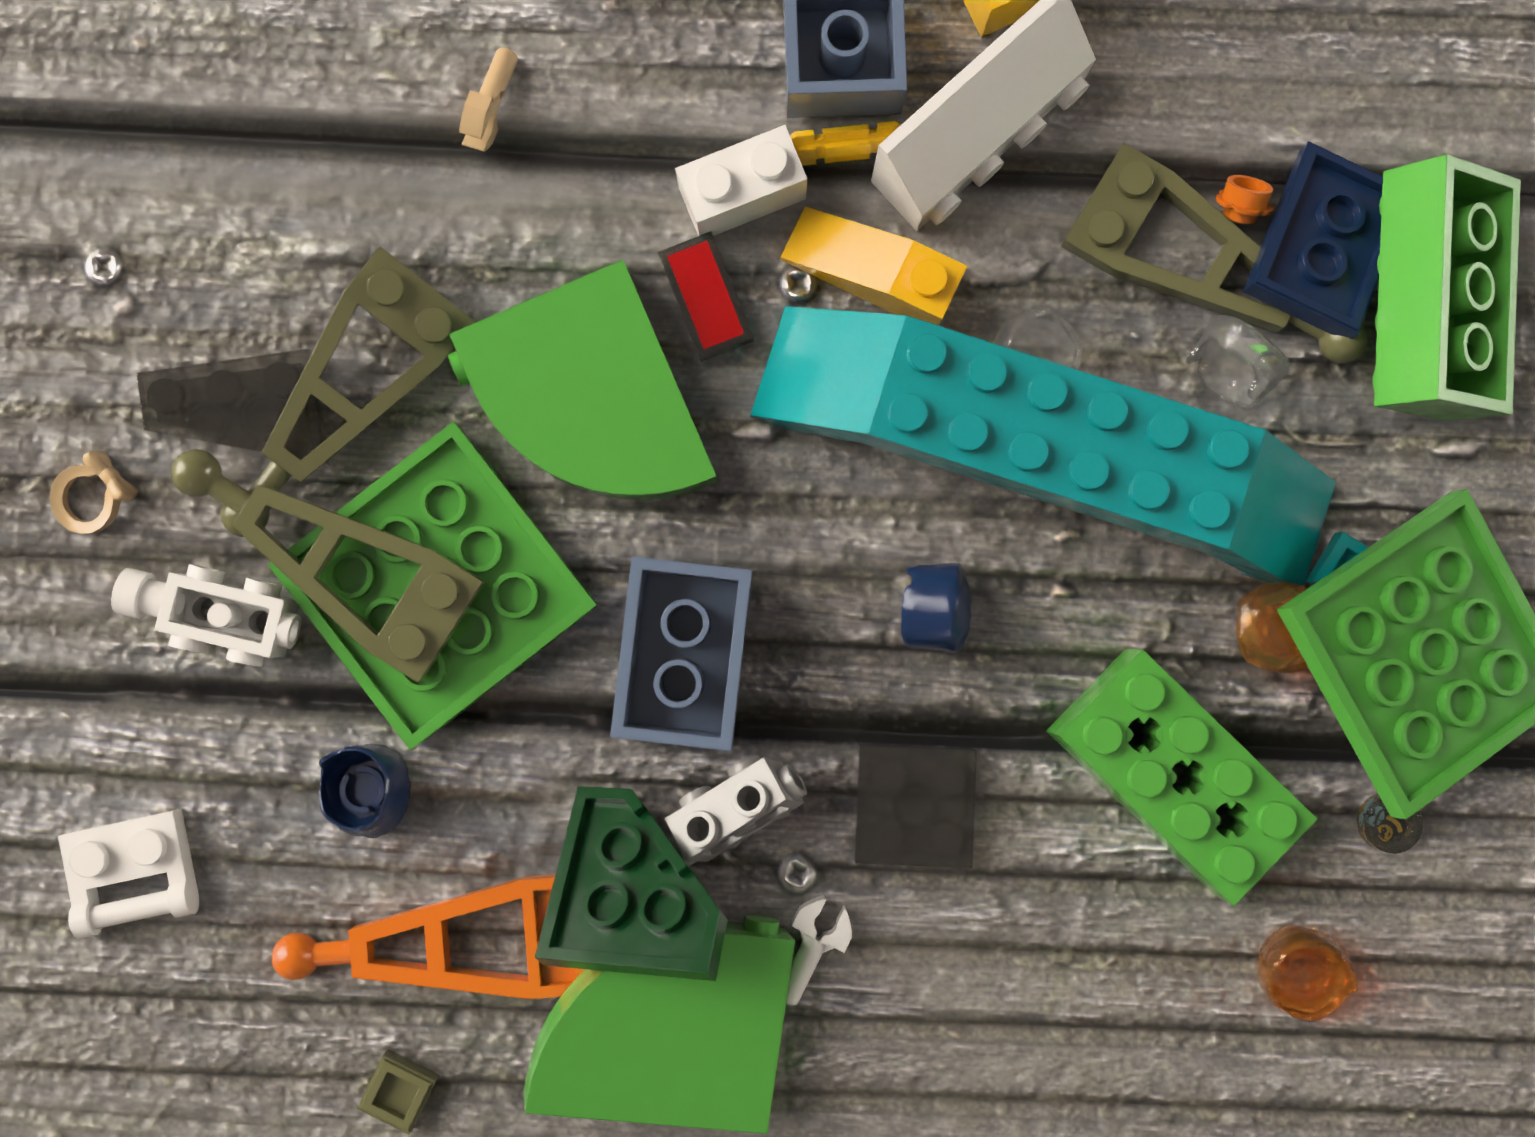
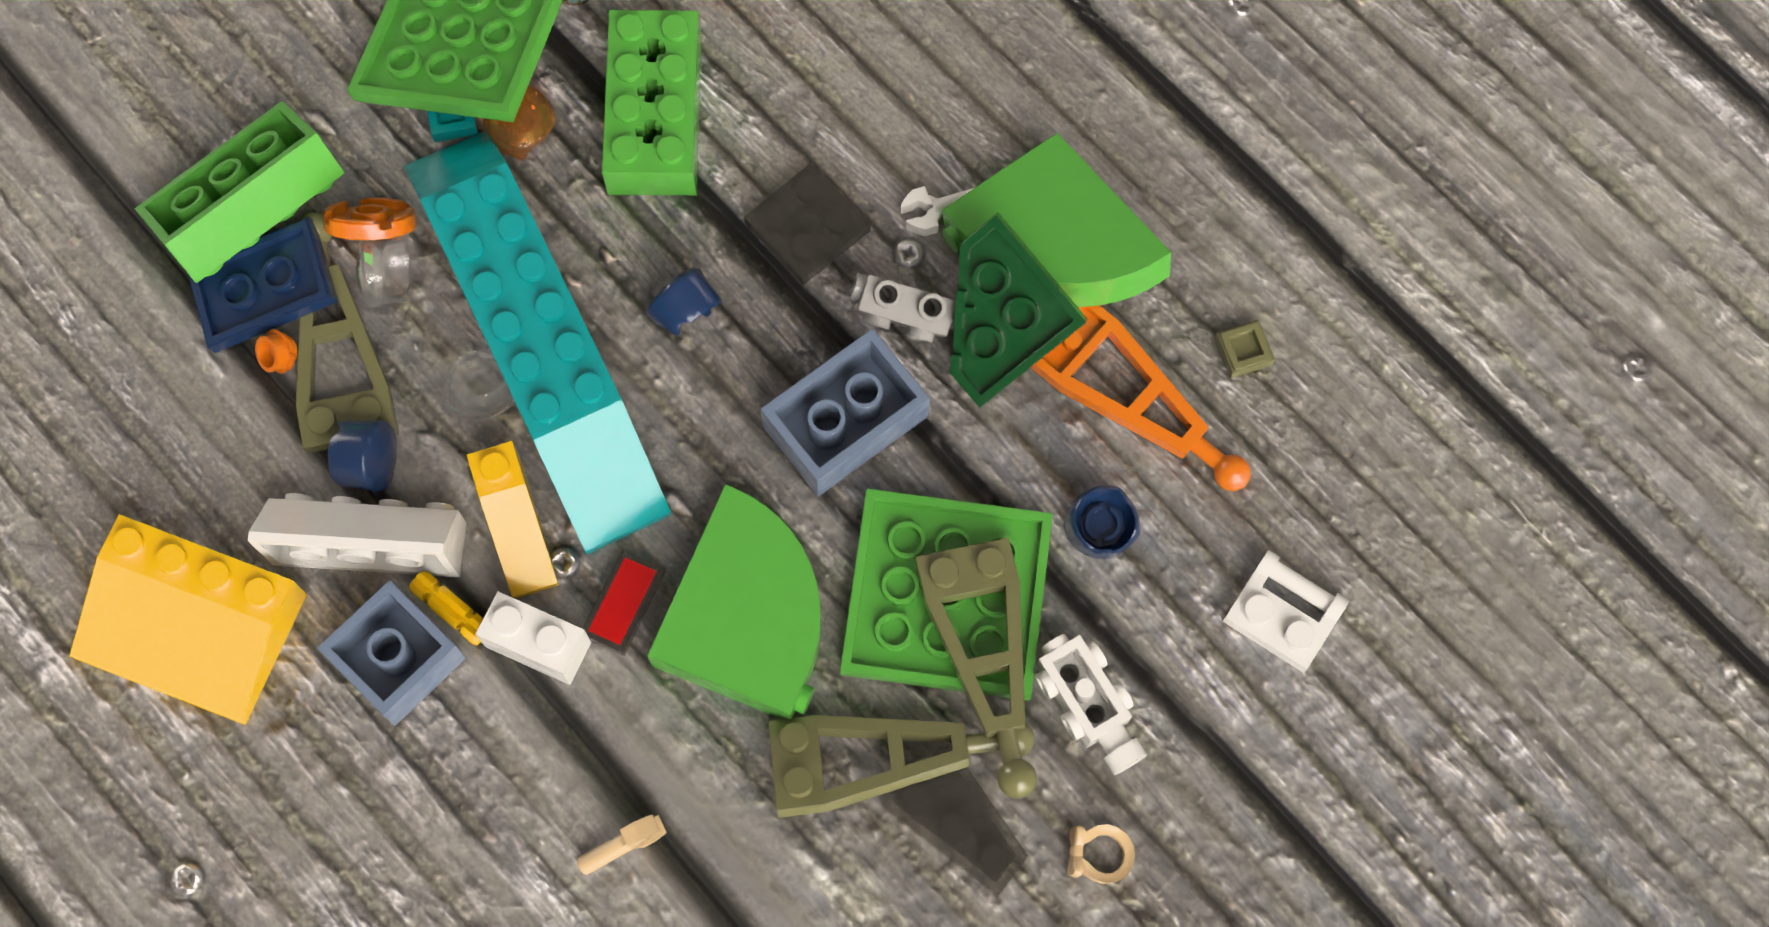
camera: 140 degrees left, 15 degrees down
(1061, 183) = (363, 454): none -> dark blue hair
(1301, 387) = (370, 220): none -> orange tile

